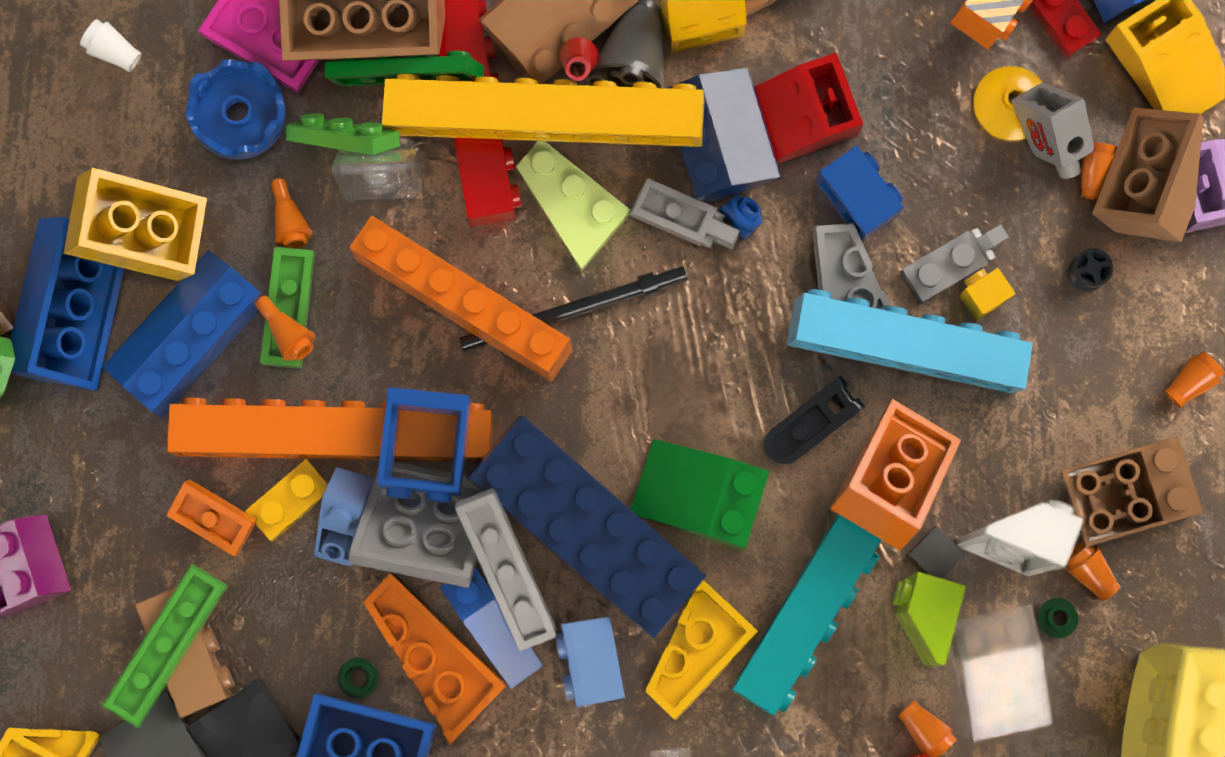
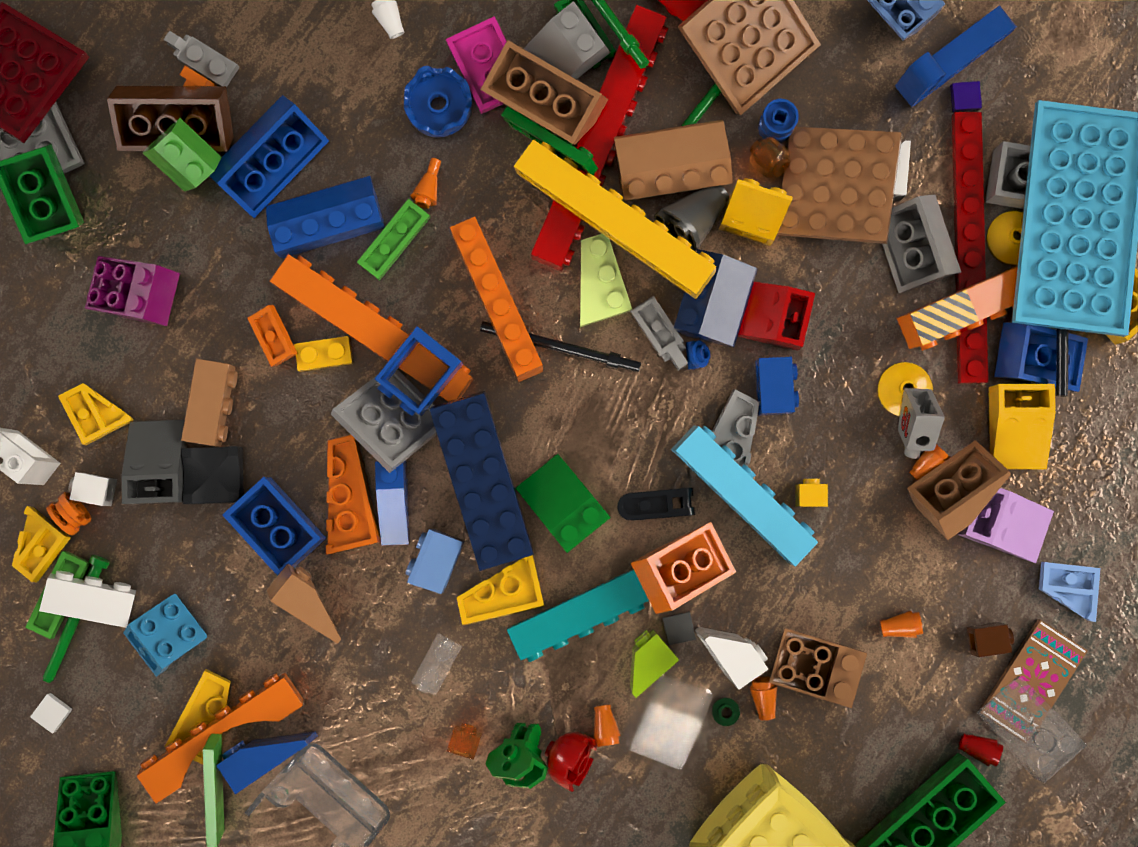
camera: 40 degrees right, 5 degrees up
(135, 225) = (333, 135): yellow brick -> none
(165, 646) = (197, 393): bright green tile -> none
(291, 337) = (383, 260): orange cone -> none
(340, 514) = (347, 380): medium blue slope -> none
(342, 134) = (488, 157): bright green plate -> none
(345, 674) = (289, 482): dark green plate -> none
(381, 176) = (497, 192): clear slope -> none
(506, 569) = (418, 476): light grey plate -> none
(579, 50) = (656, 199): red cone -> none
(952, 262) = (804, 463): light grey hinge -> none
(1097, 265) = (889, 521): black wheel -> none

